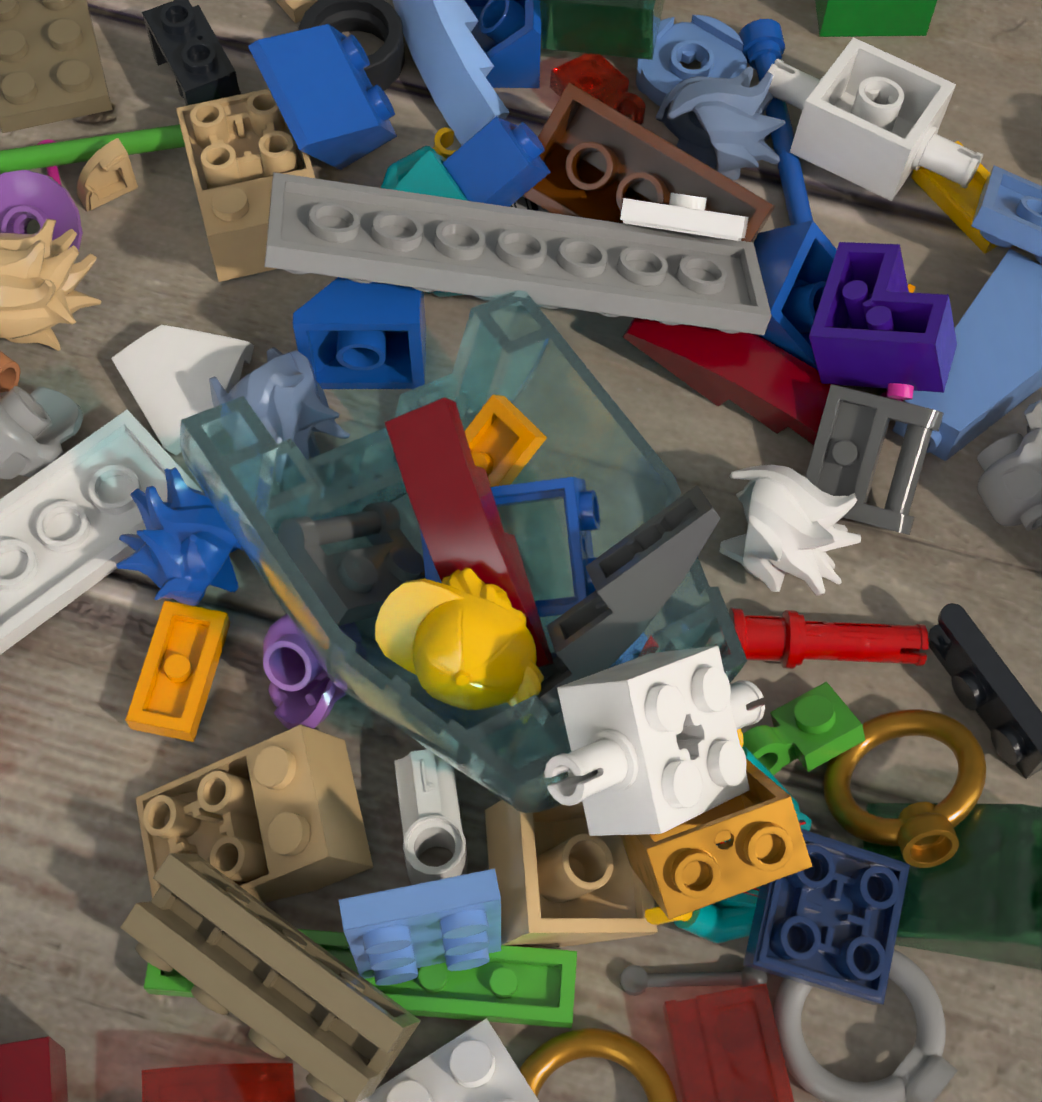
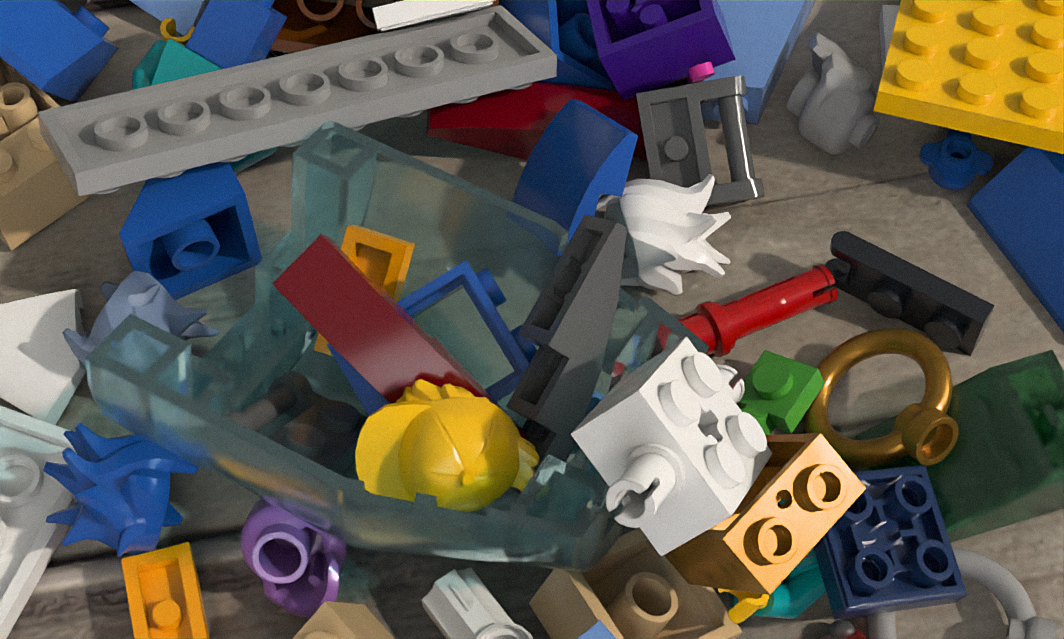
camera: 25 degrees left, 5 degrees down
(732, 428) = (574, 164): none -> blue slope

